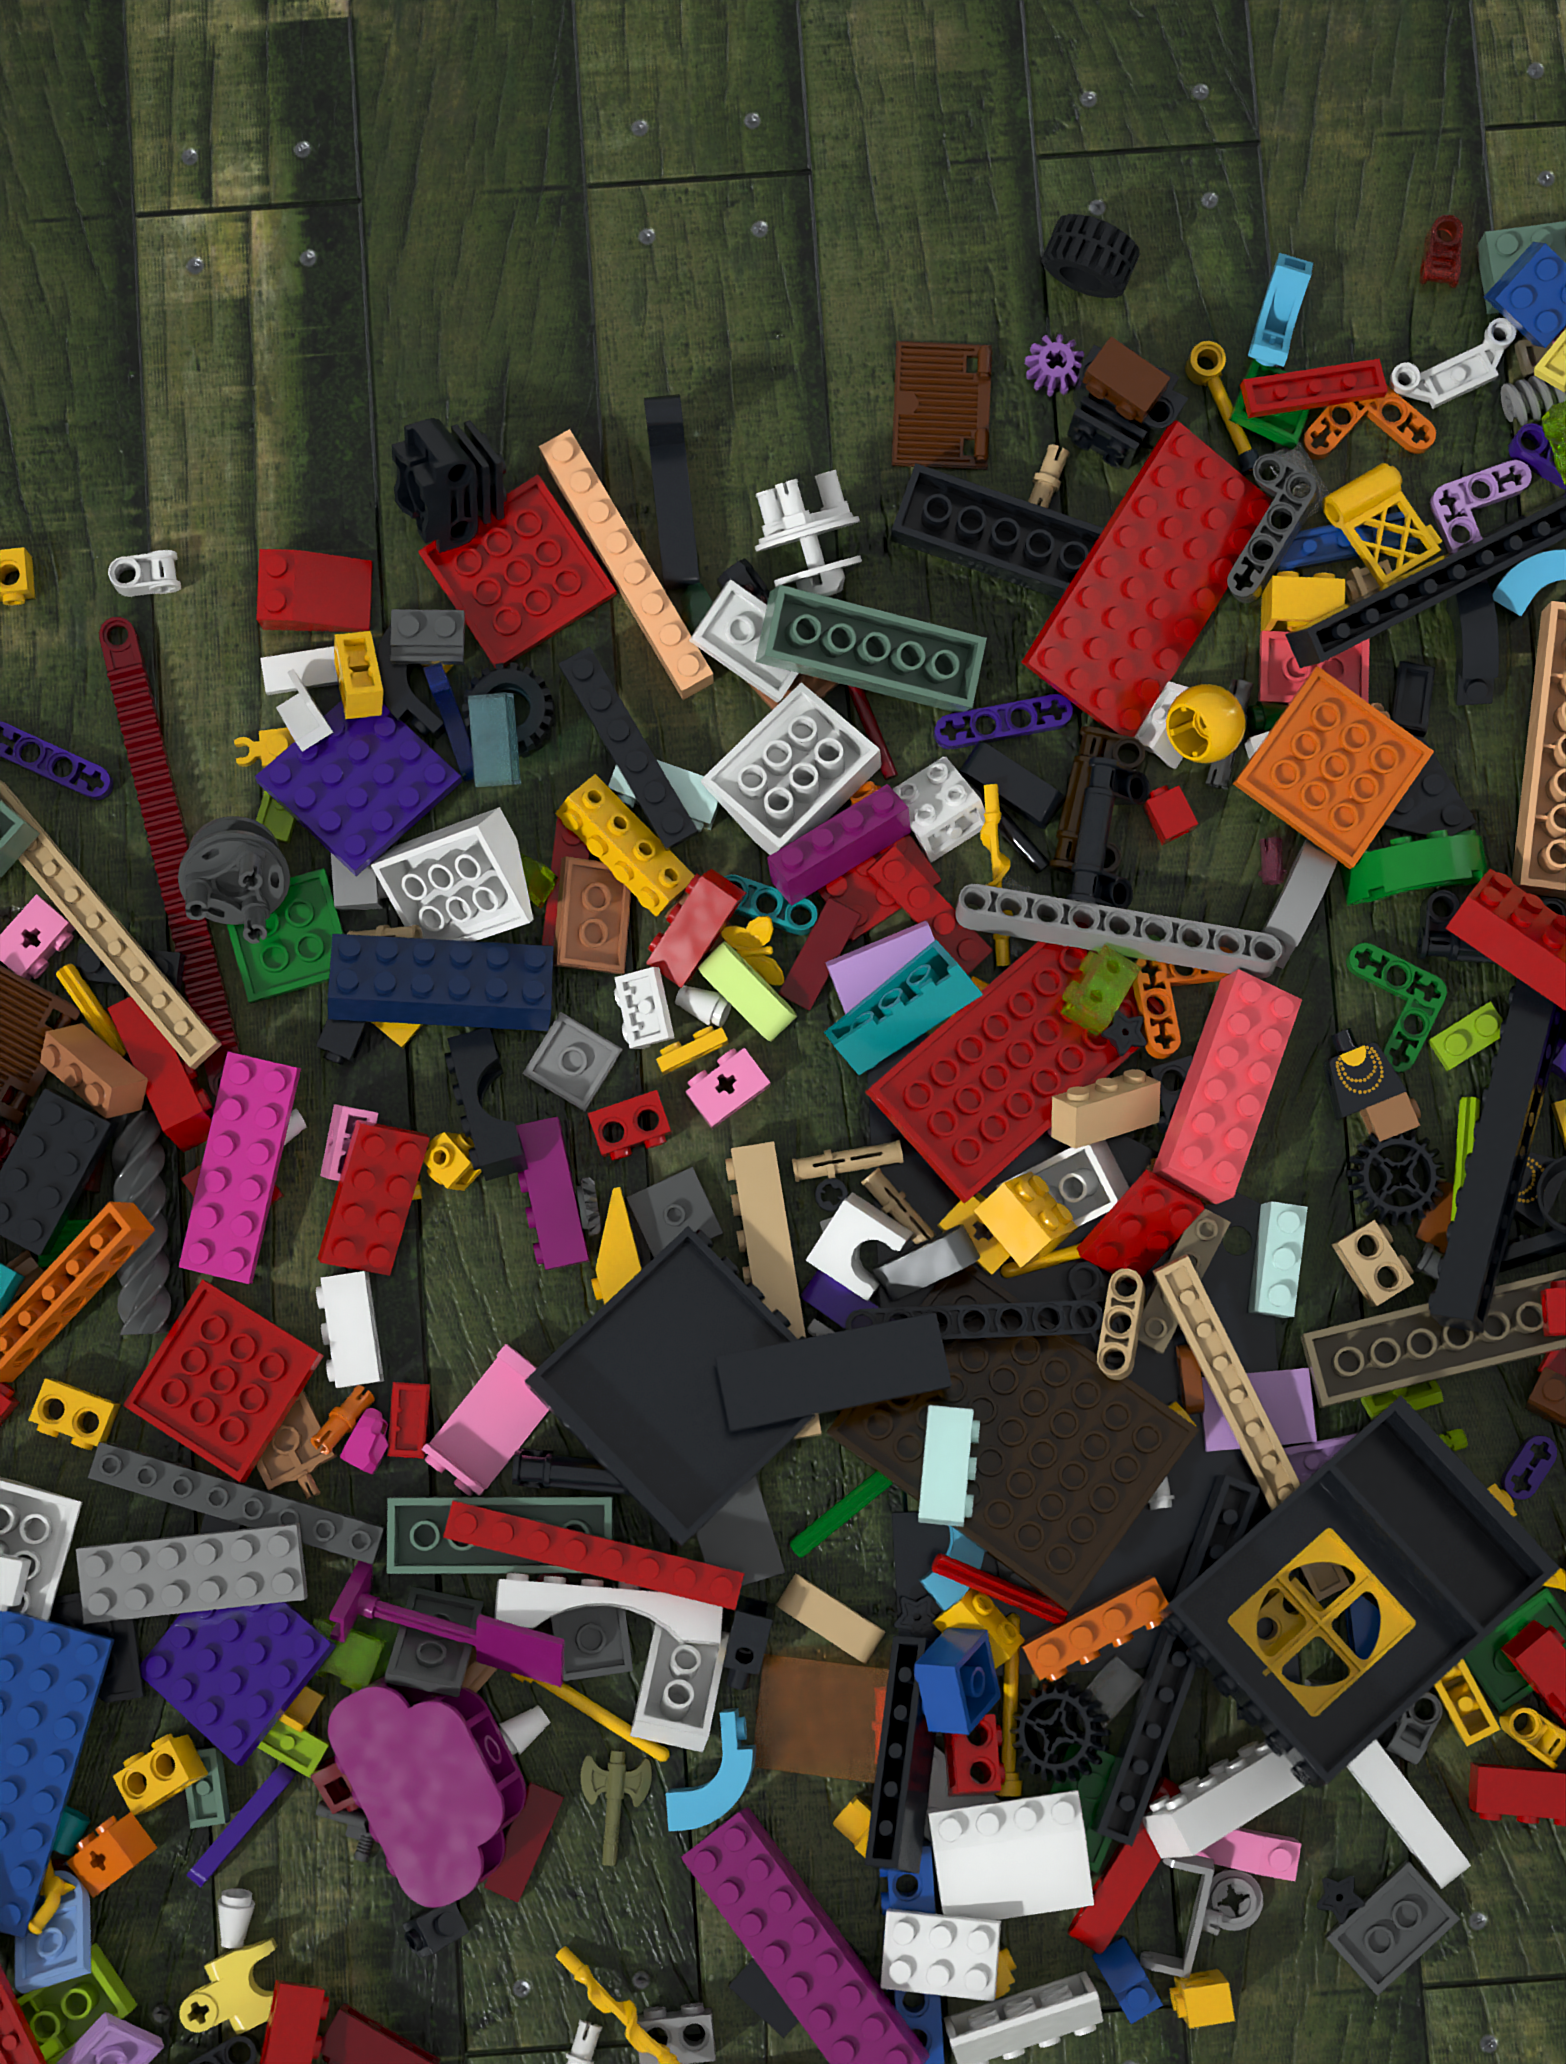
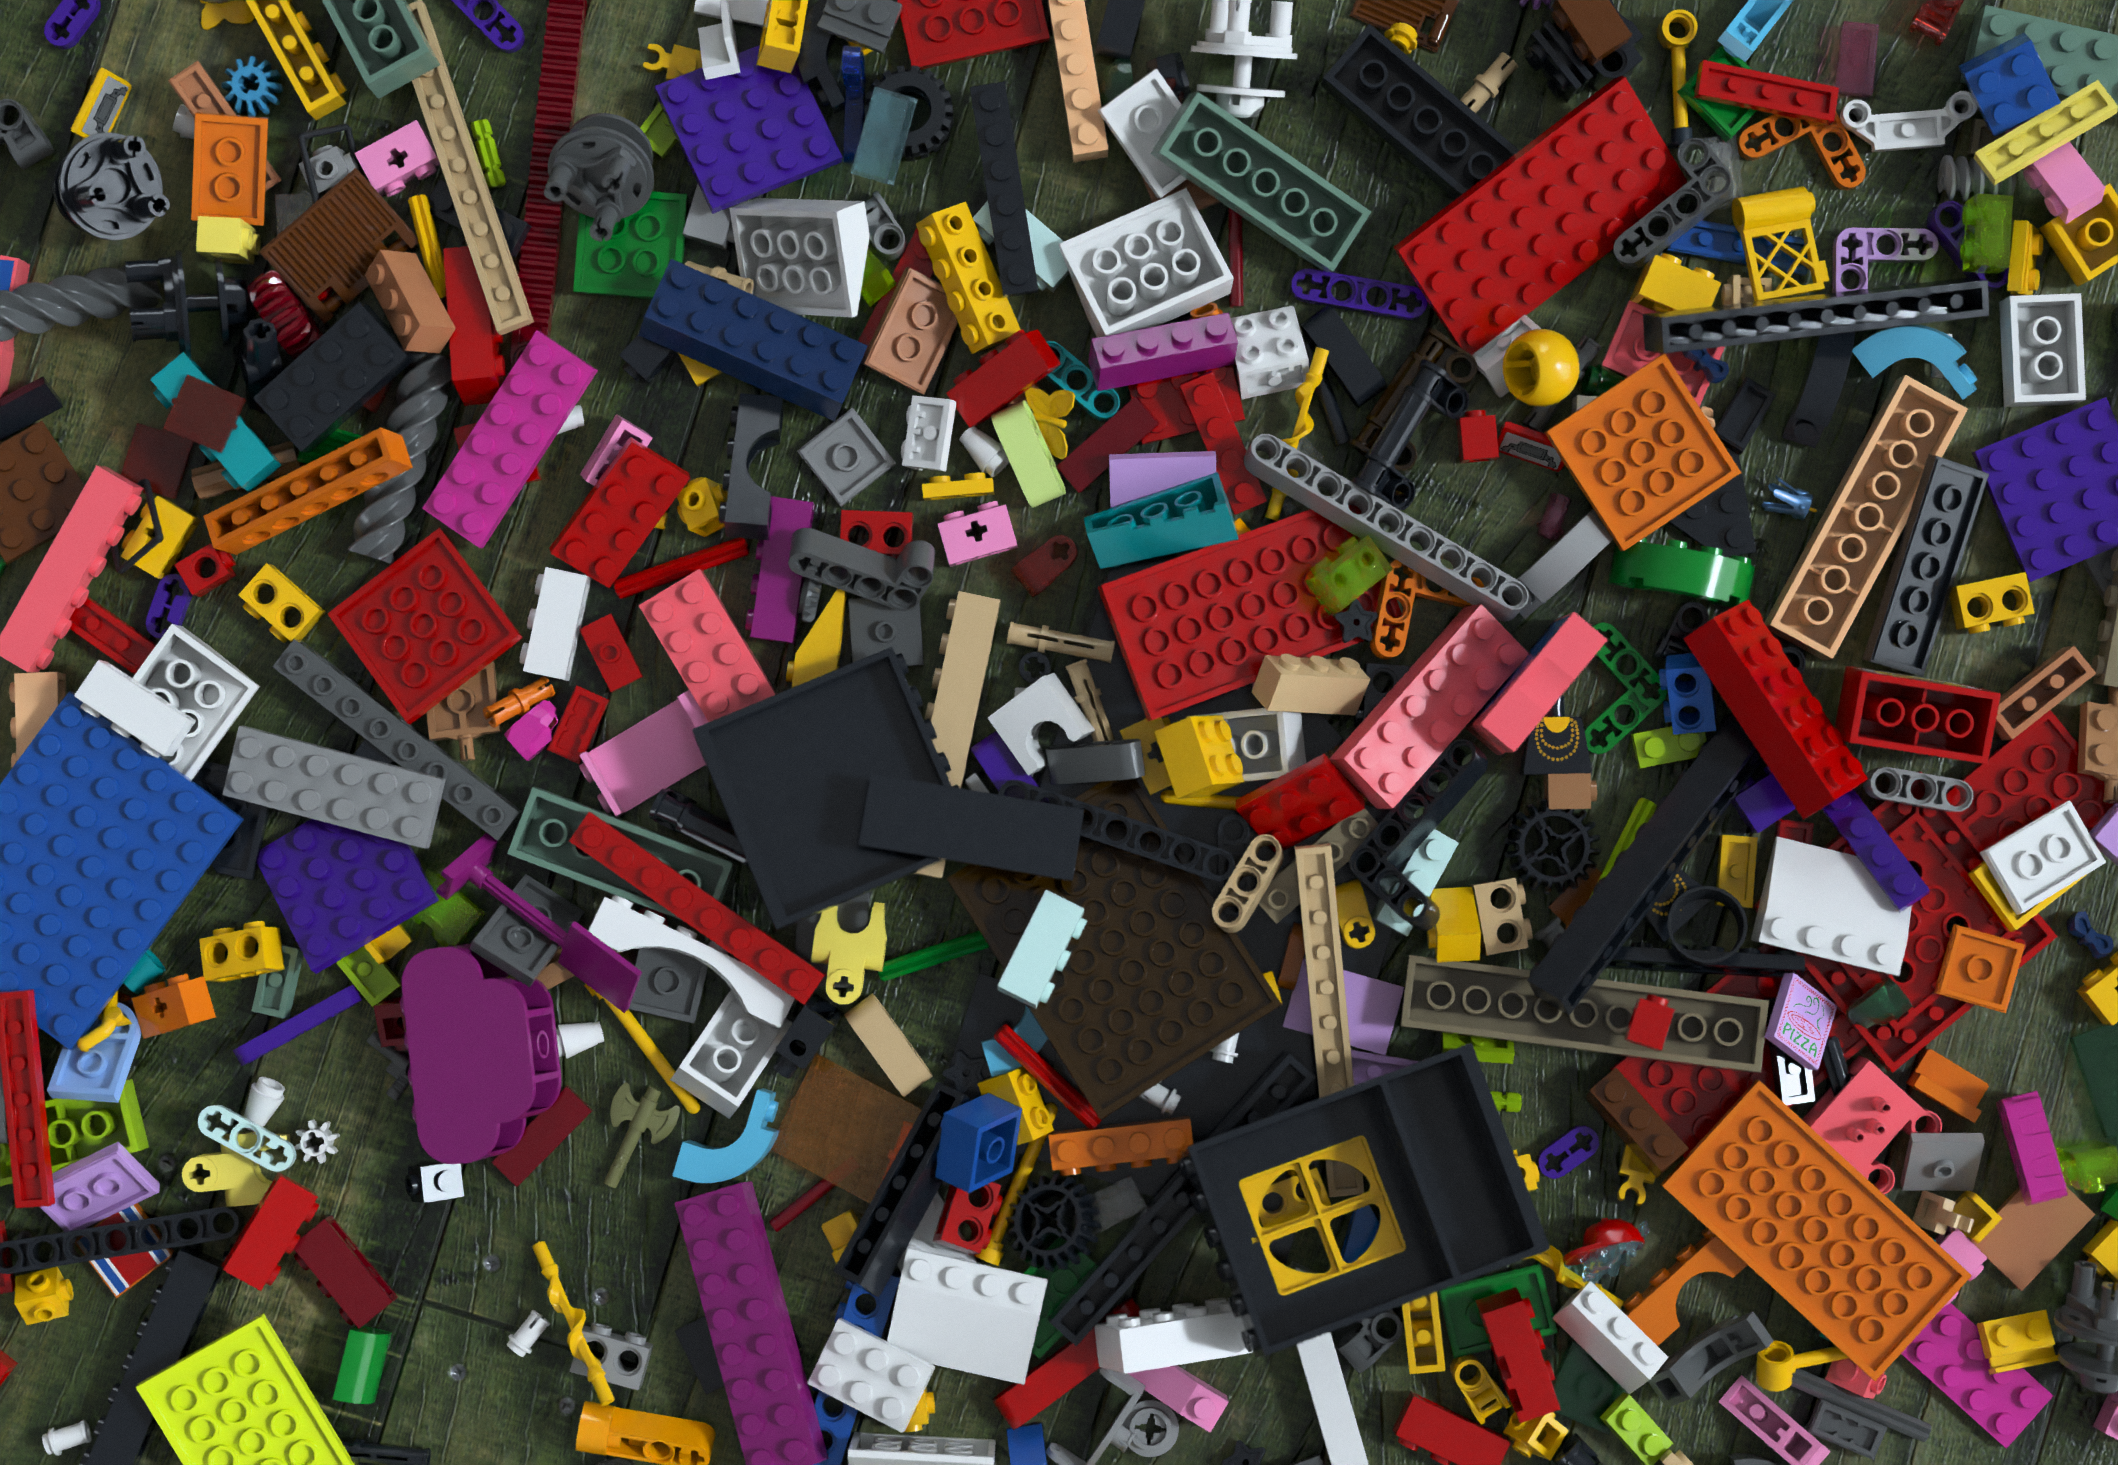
camera: 25 degrees right, 5 degrees up
(117, 901) = (488, 153): none -> lime axle
(259, 1971) = (228, 1118): none -> light aqua beam
(302, 1923) = (314, 1130): none -> white gear
(415, 1337) = (611, 652): none -> red plate
(452, 1228) = (681, 567): none -> red axle
(506, 1296) = (706, 647): none -> coral brick
(524, 826) = (882, 223): none -> light grey piece
(631, 1164) = (862, 571): none -> dark grey beam
(758, 1542) = (848, 952): none -> light yellow piece
(801, 1097) = (1040, 569): none -> clear red piece
(805, 1810) = (801, 1204): none -> dark red bar
(951, 464) = (1402, 36): none -> yellow plate
(1119, 1567) = (1162, 1098): none -> white pin
(1222, 803) = (1528, 446): none -> slope
(1231, 1311) = (1351, 909): none -> yellow piece
(1262, 1211) = (1415, 831): none -> black beam
(1324, 1024) = (1536, 684): none -> coral tile
(1333, 1288) = (1458, 929): none -> yellow brick
(1368, 664) = (1713, 369): none -> dark blue piece
(1384, 327) = (1857, 58): none -> clear pink plate
(1473, 977) = (1694, 693): none -> blue brick
(1497, 757) = (1797, 498): none -> flat silver piece

